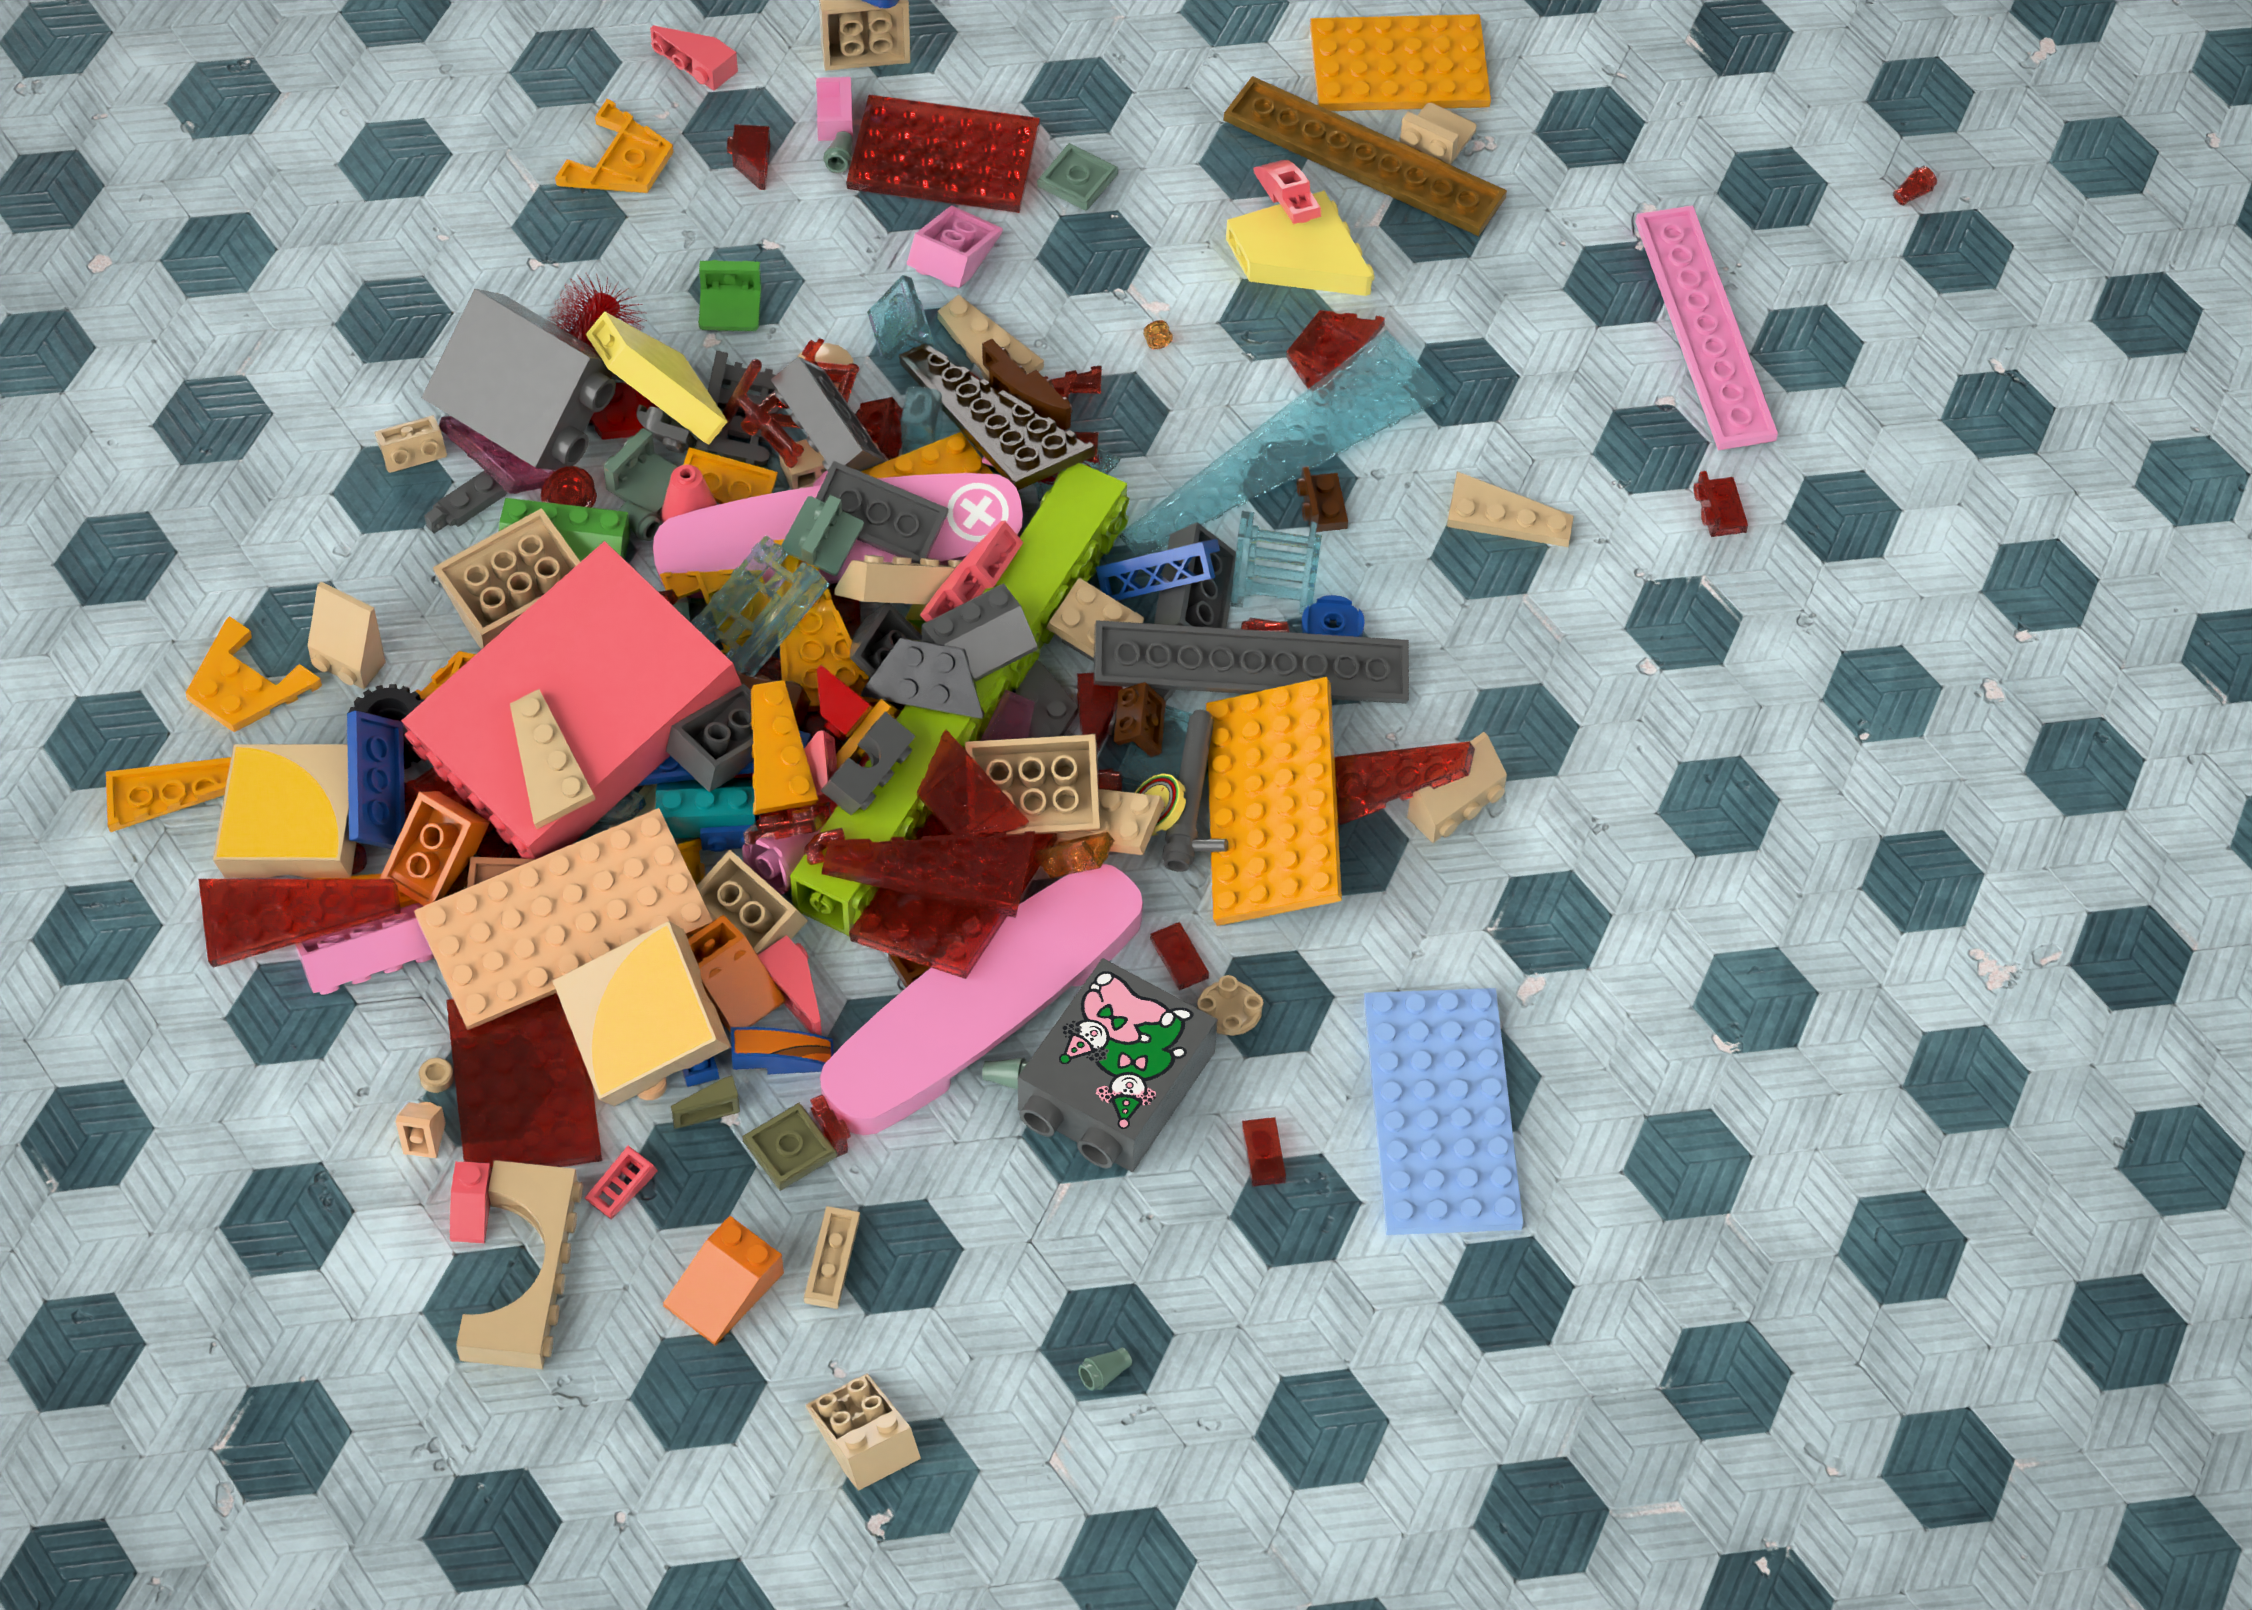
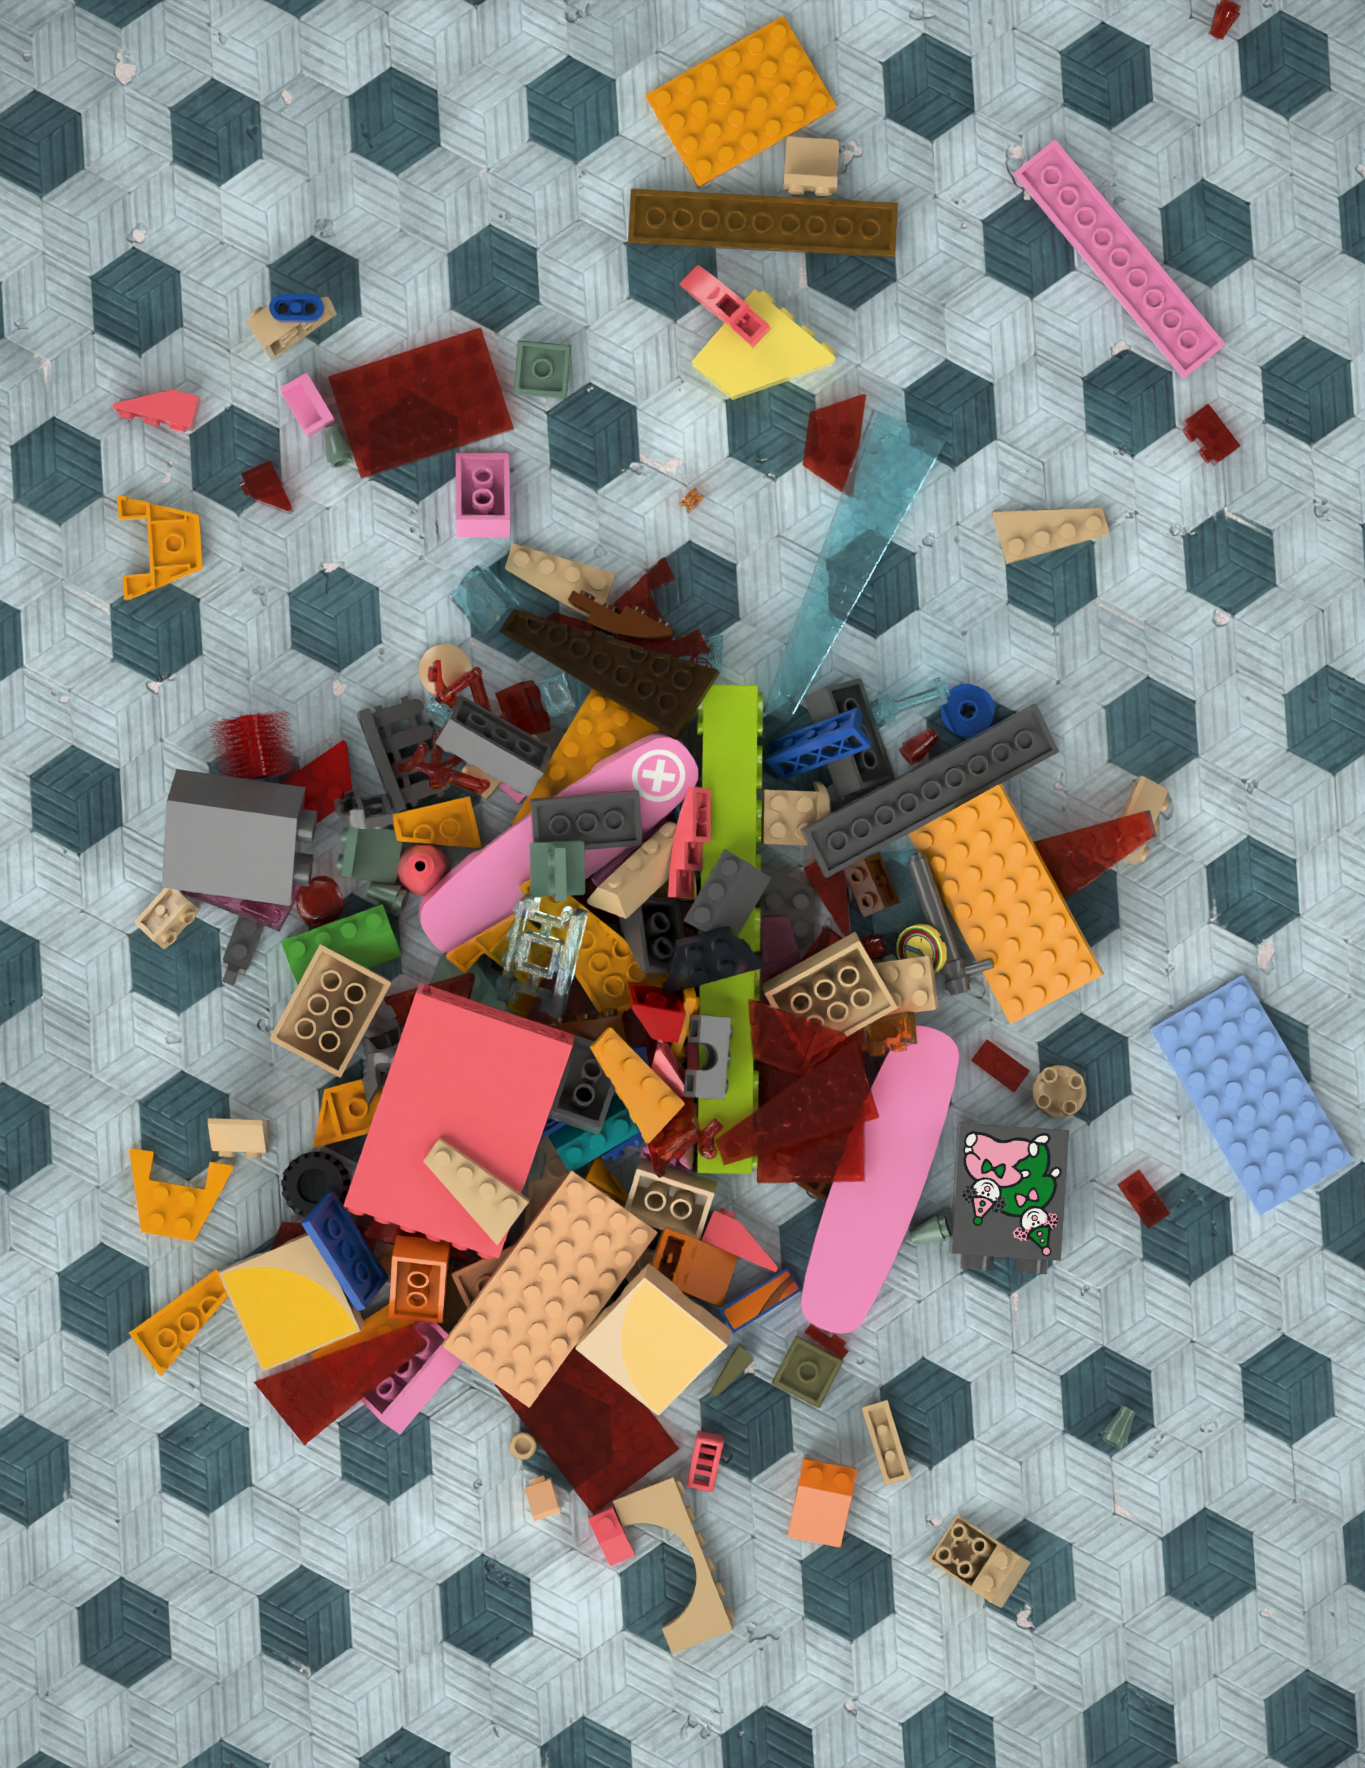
camera: 25 degrees left, 30 degrees up
(658, 375) = (341, 778): light yellow slope -> none
(729, 295) = (334, 646): bright green bracket -> none
(1322, 500) = (901, 594): reddish brown bracket -> none

